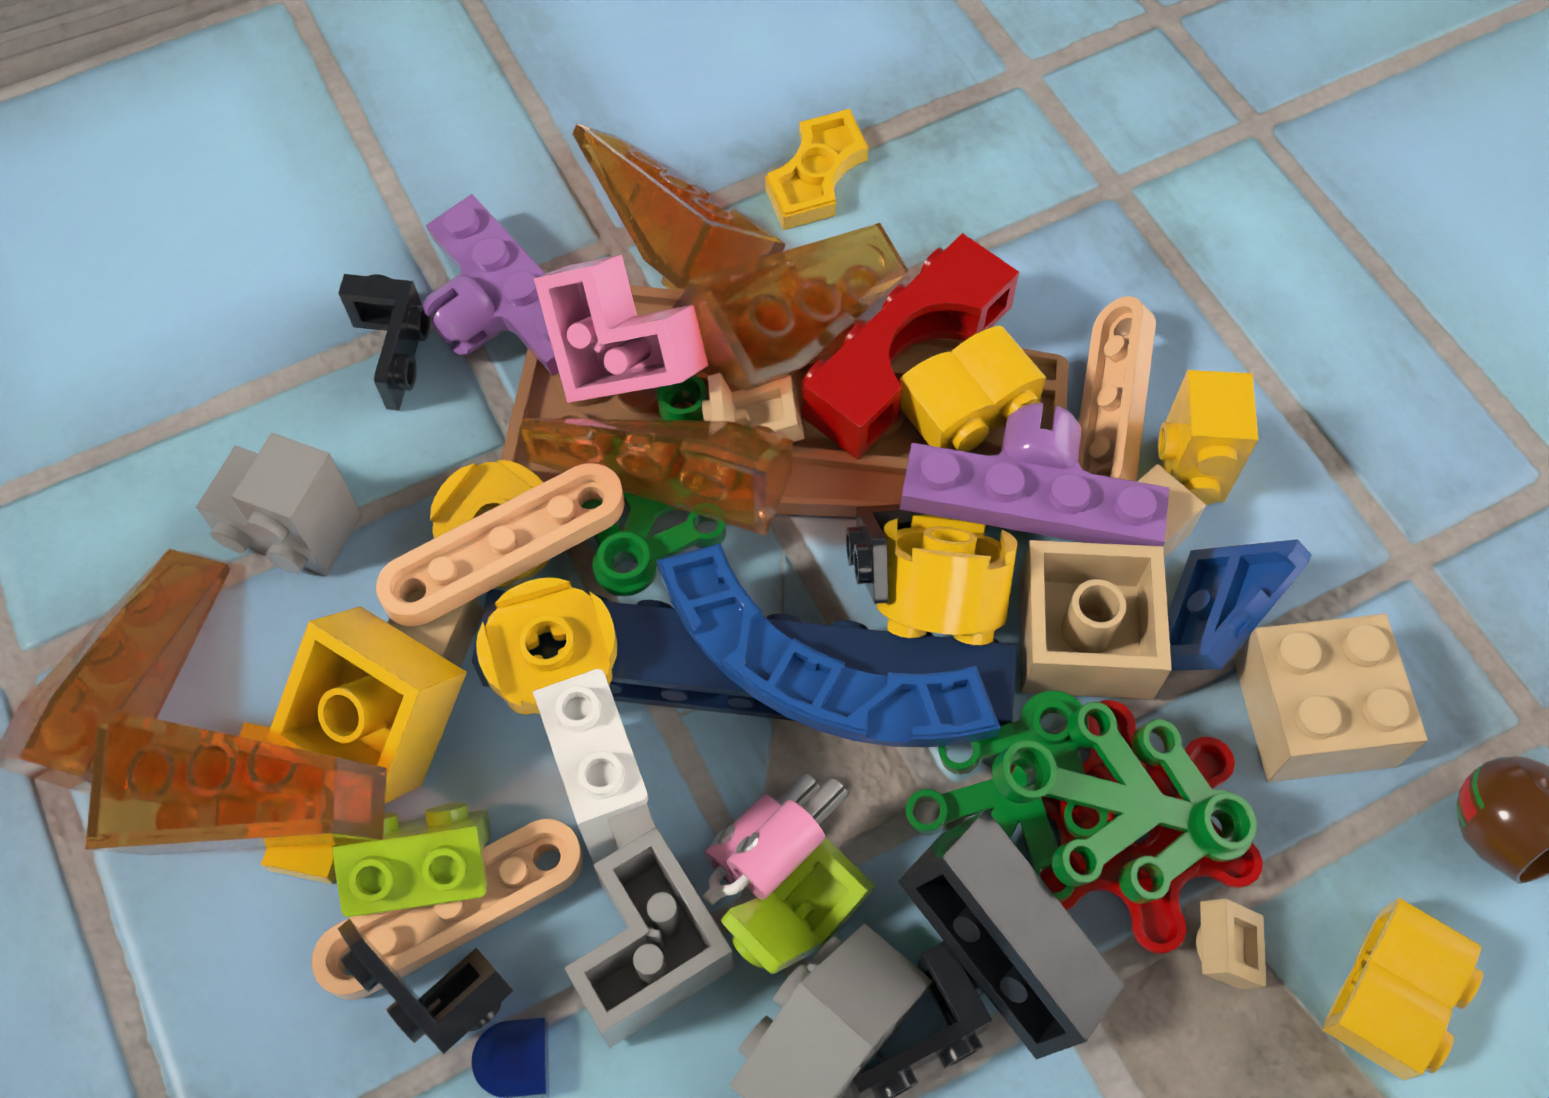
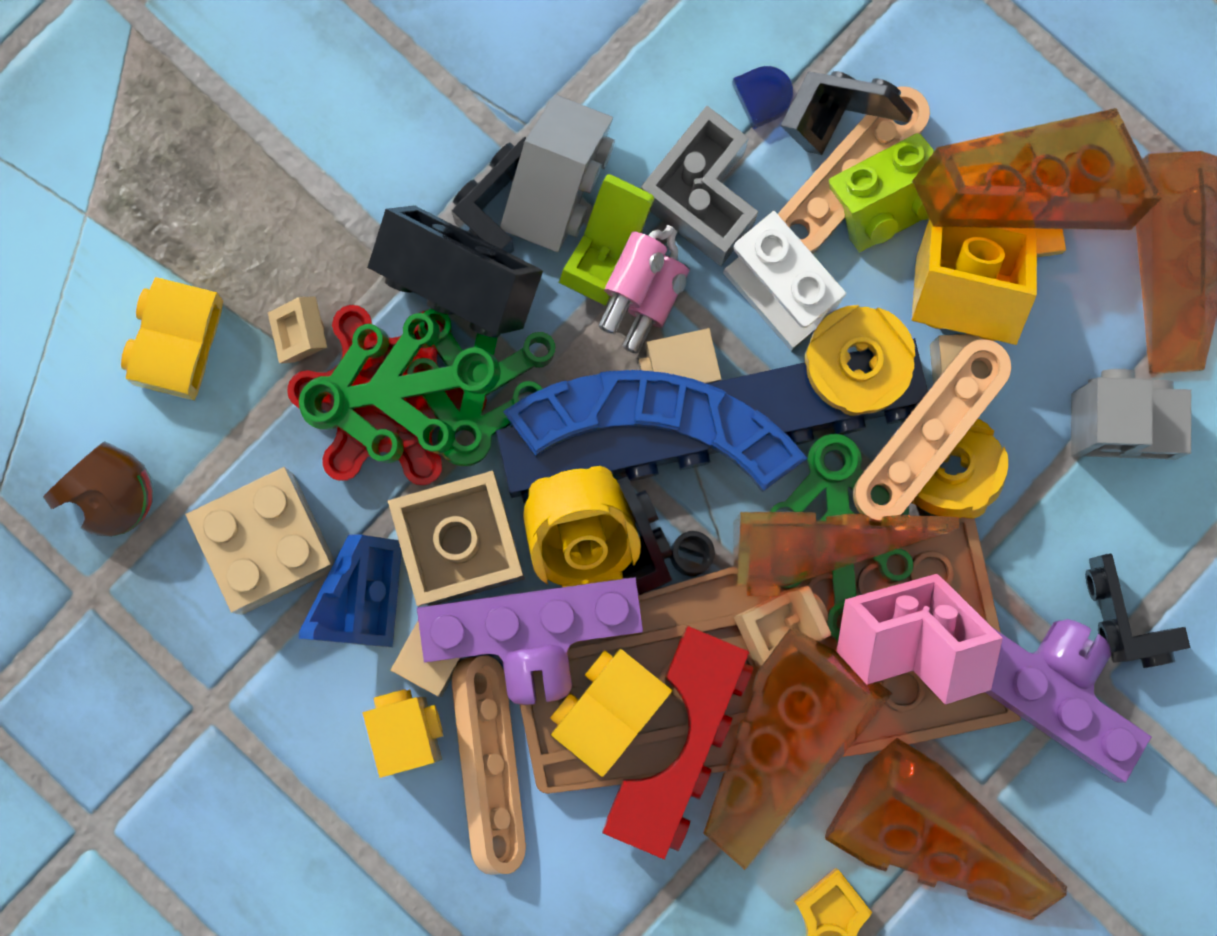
camera: 155 degrees right, 20 degrees up
(756, 741) = (683, 355): none -> tan brick
(827, 522) = (695, 544): none -> black hinge

